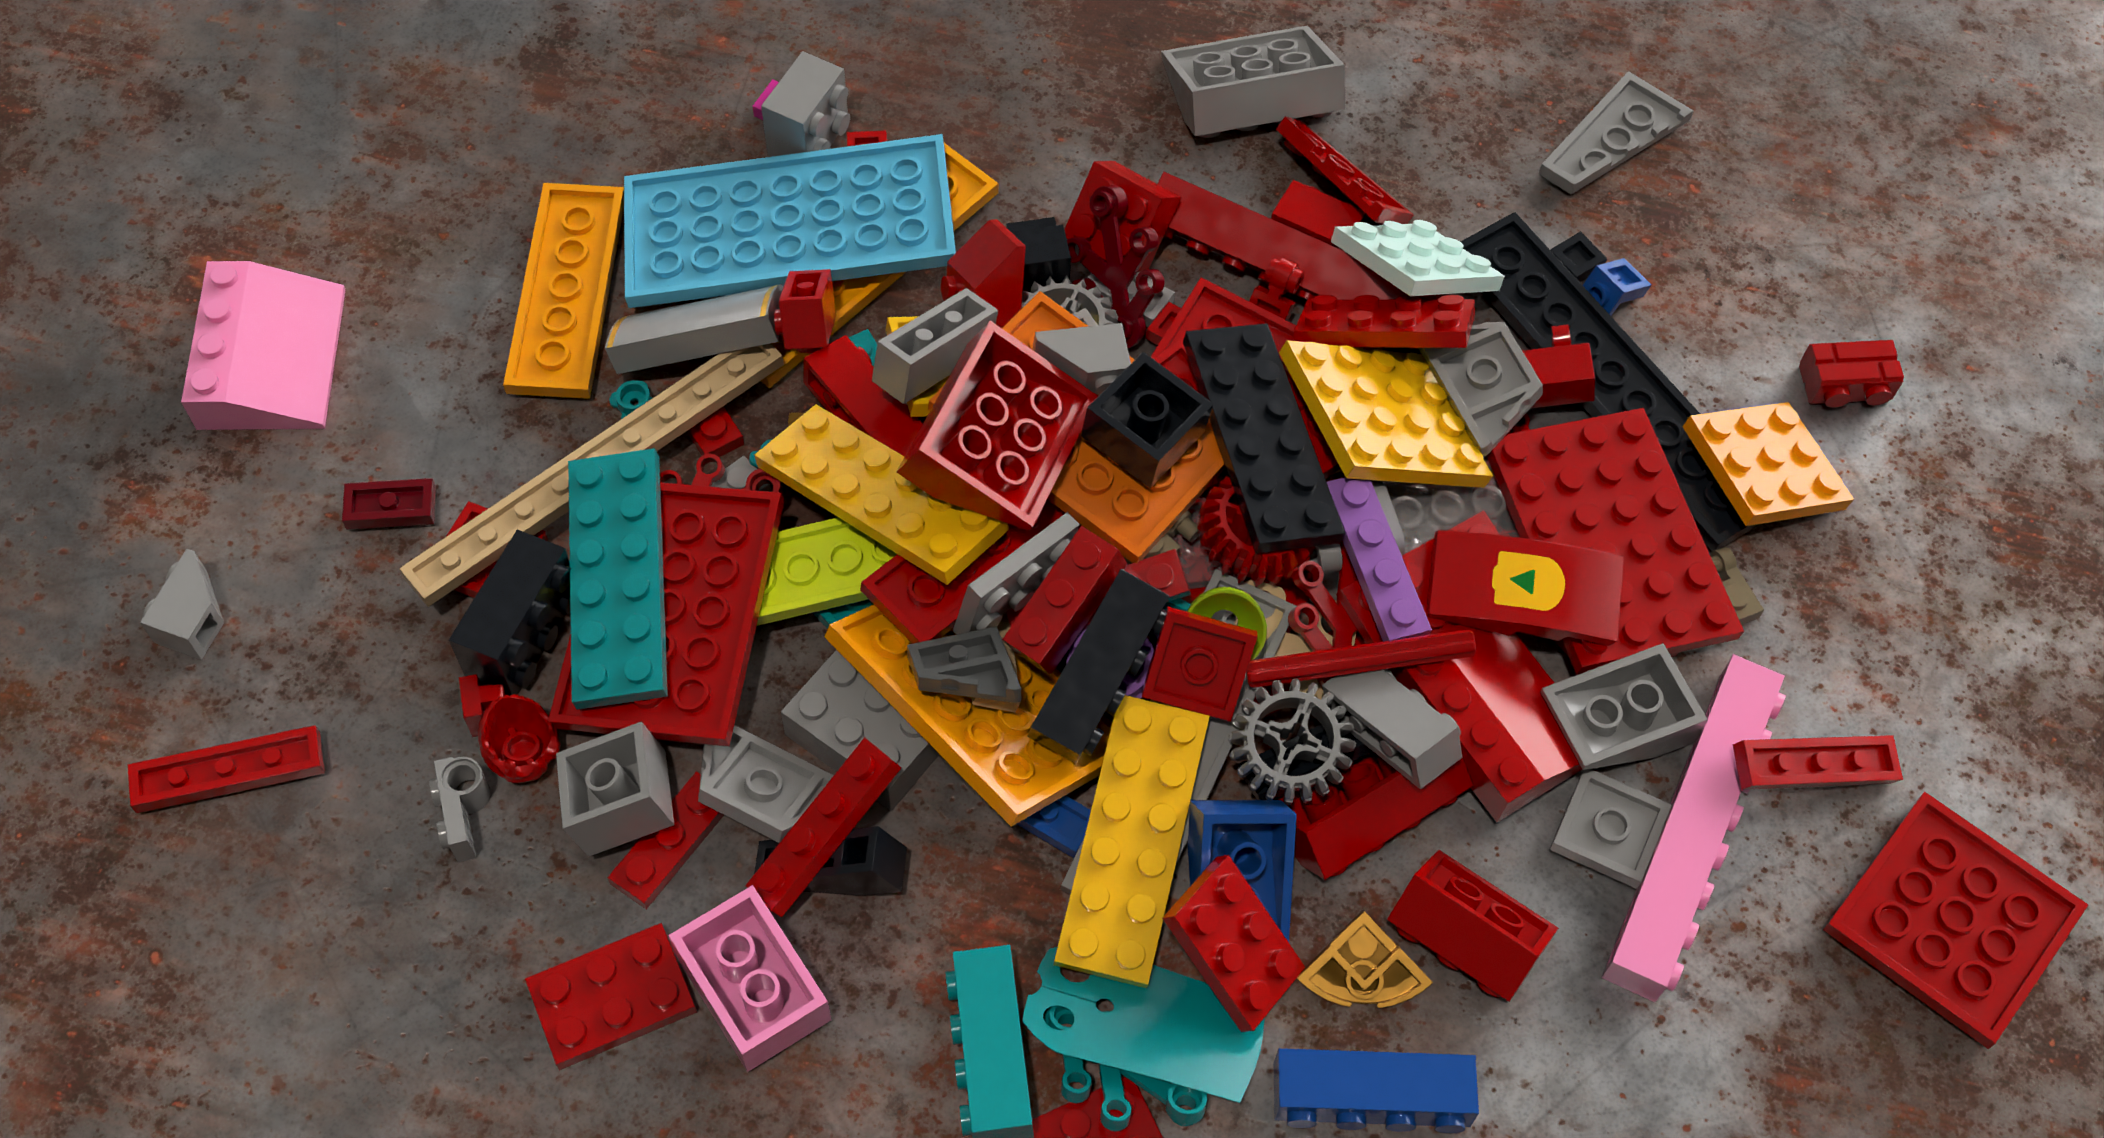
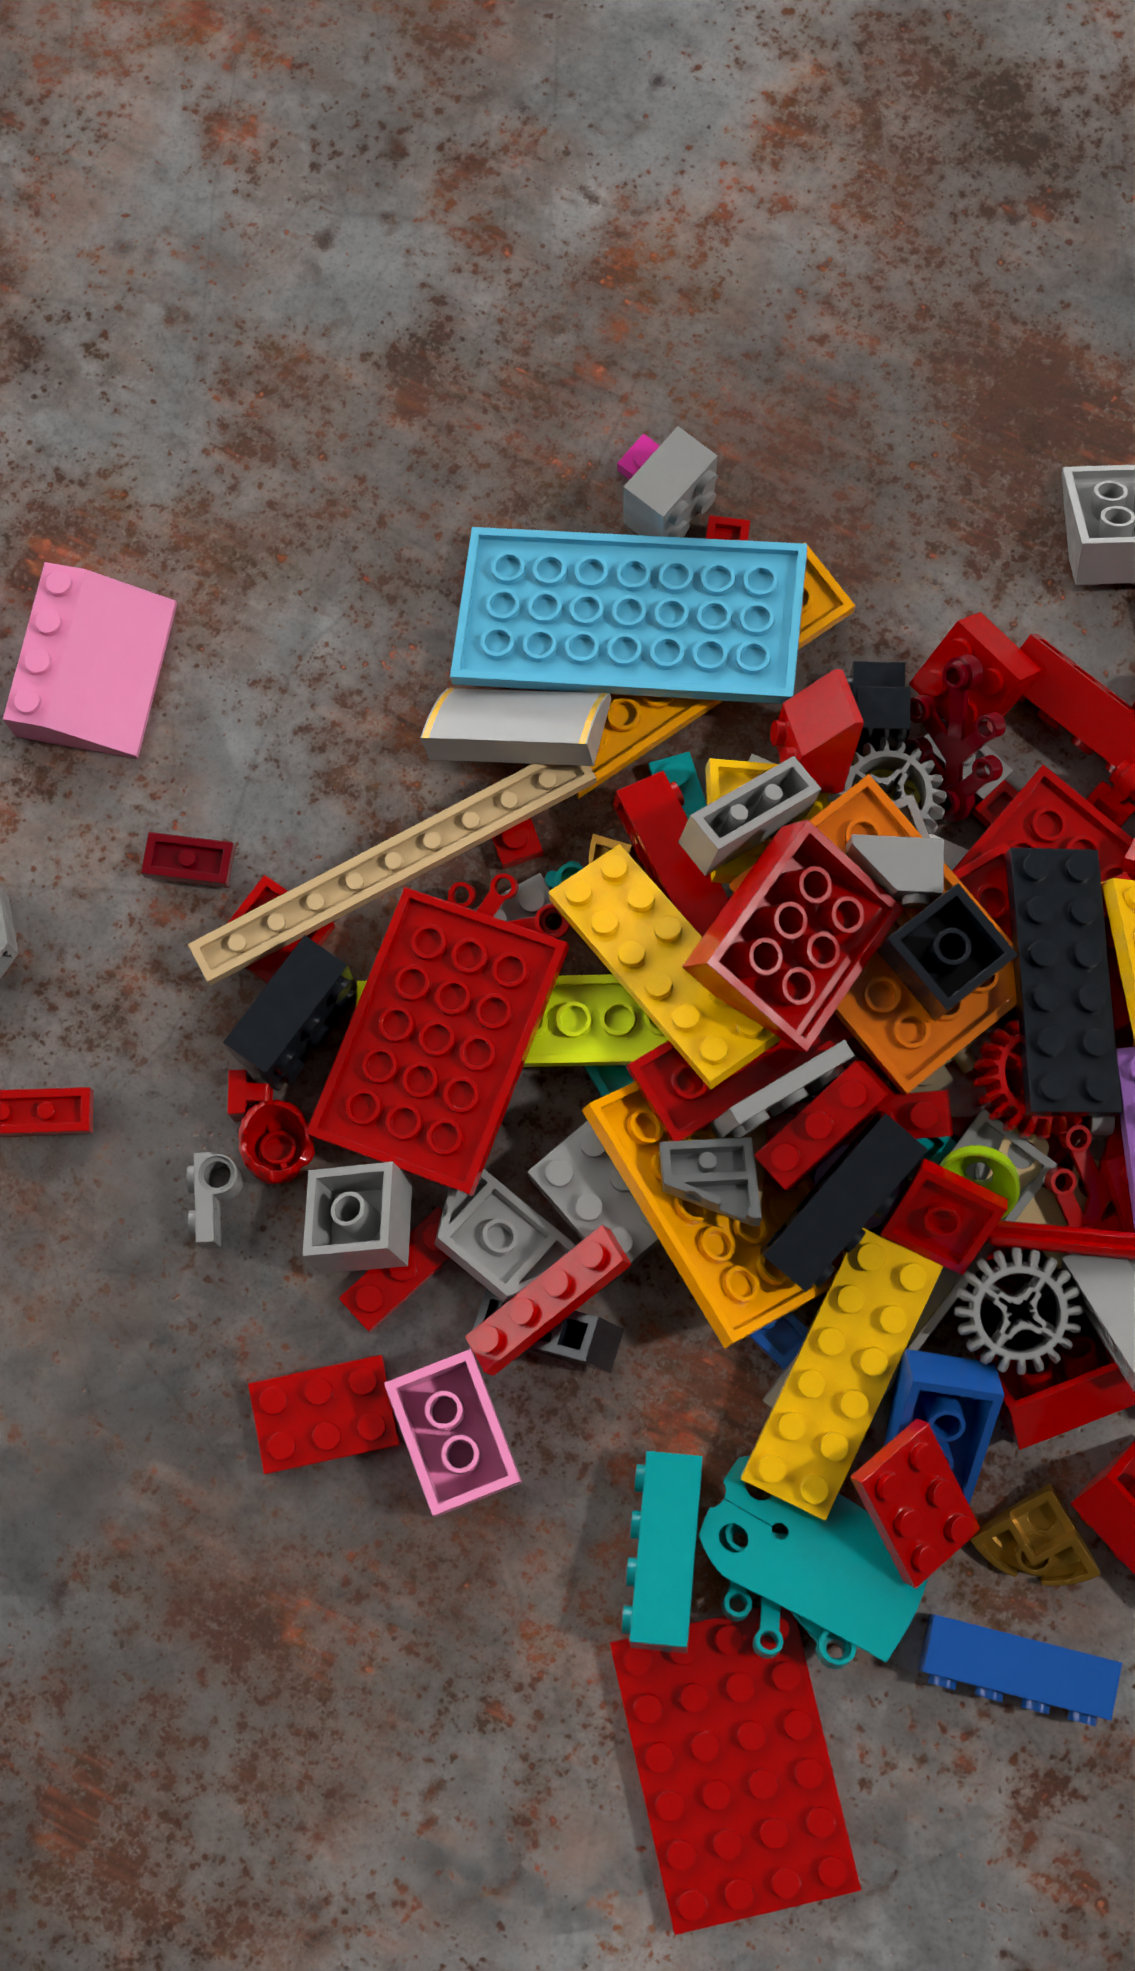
camera: 20 degrees right, 15 degrees up
(565, 291) = (393, 649): light orange plate -> none
(616, 579) = (393, 999): teal plate -> none
(628, 393) = (440, 778): teal plate -> none
(806, 310) = (628, 735): red brick -> none

